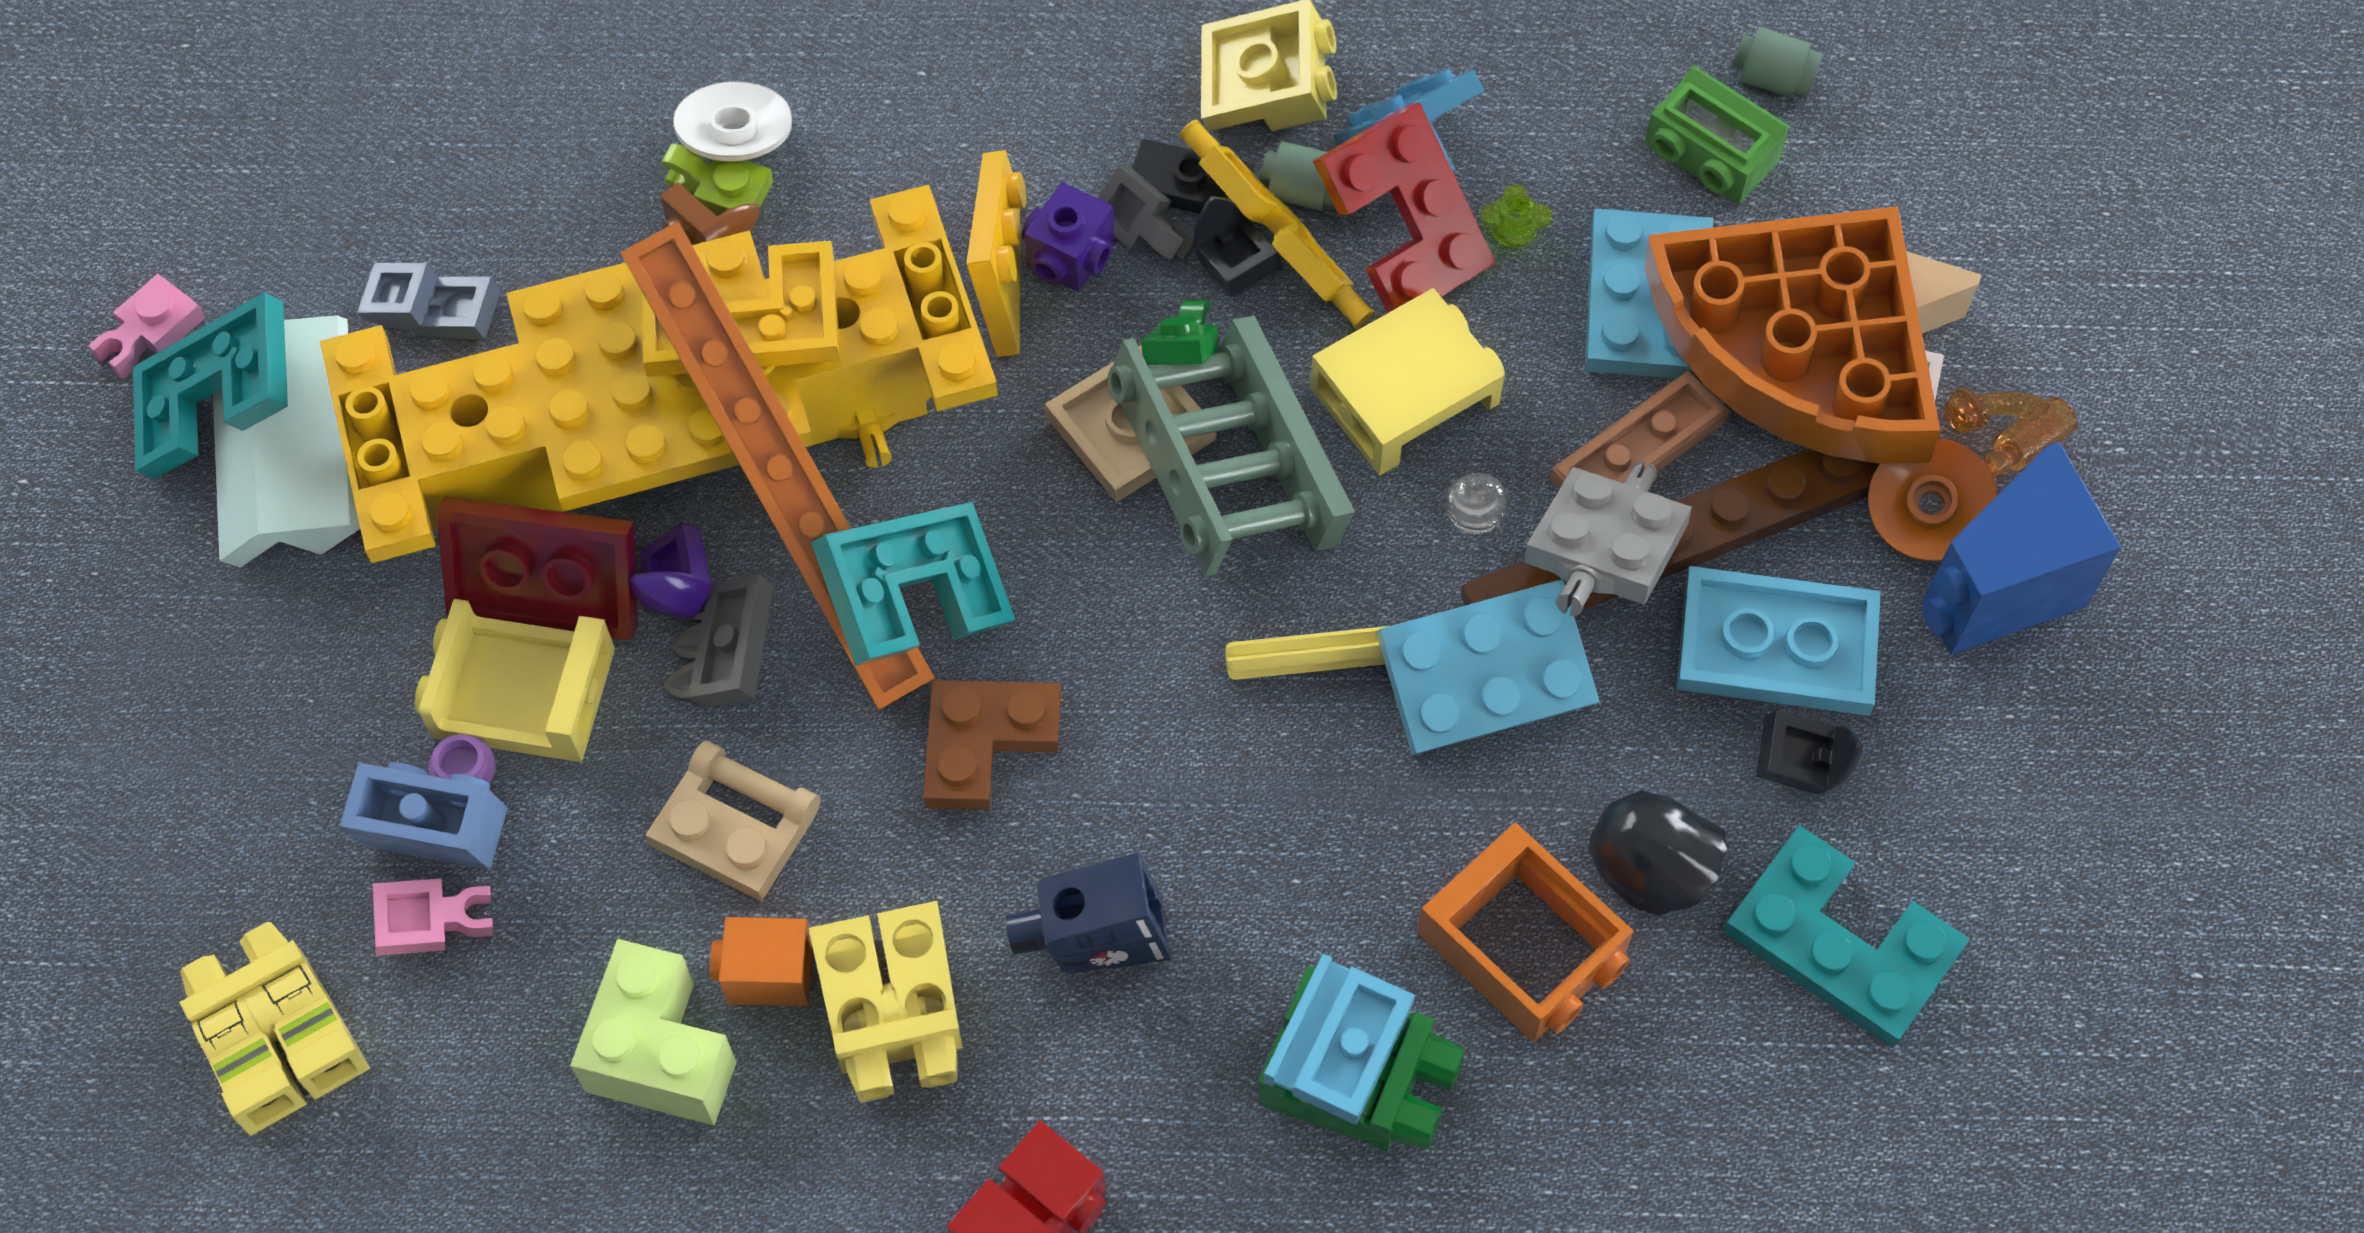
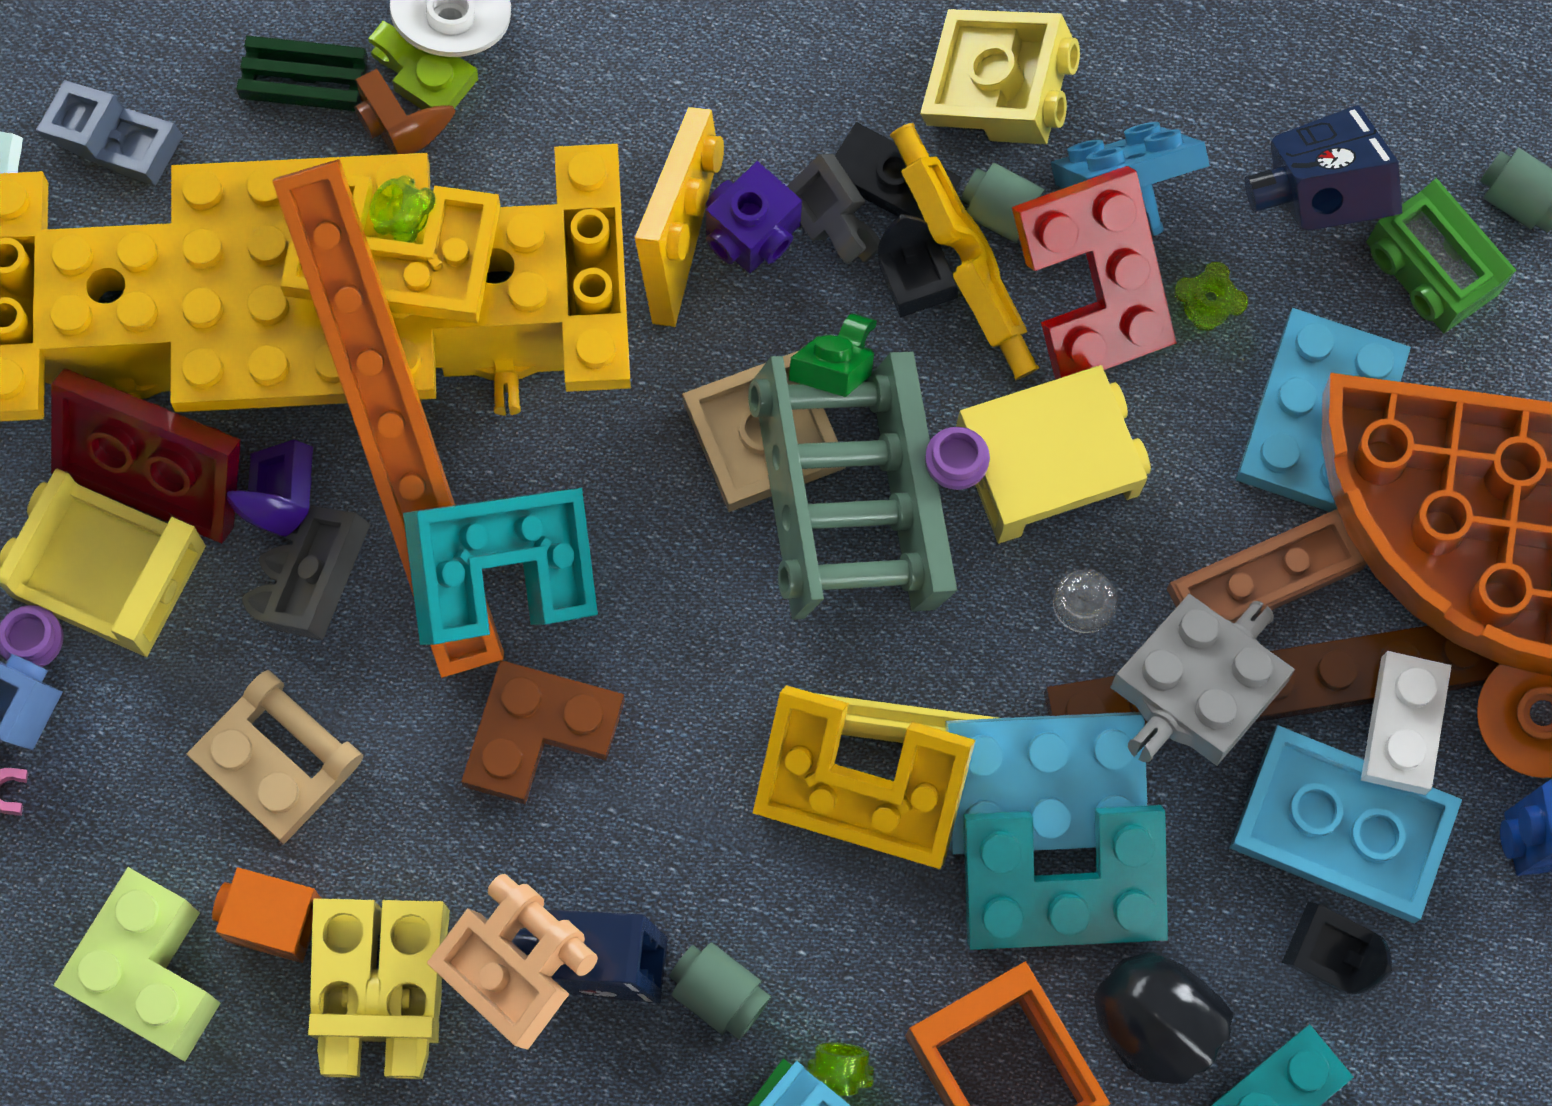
camera: 10 degrees right, 10 degrees up
(603, 202) = (305, 55): none -> dark green tile
(741, 273) = (401, 208): none -> clear neon green plate
(1016, 948) = (497, 976): none -> light nougat plate
(1226, 926) = (719, 990): none -> sand green brick
(1265, 727) = (897, 817): none -> yellow plate
(1322, 394) = (957, 458): none -> medium lavender plate
(1371, 961) = (842, 1067): none -> clear neon green plate
(1492, 787) = (1020, 909): none -> teal plate
(1595, 82) = (1330, 173): none -> dark blue torso
(1808, 534) = (1406, 723): none -> white plate

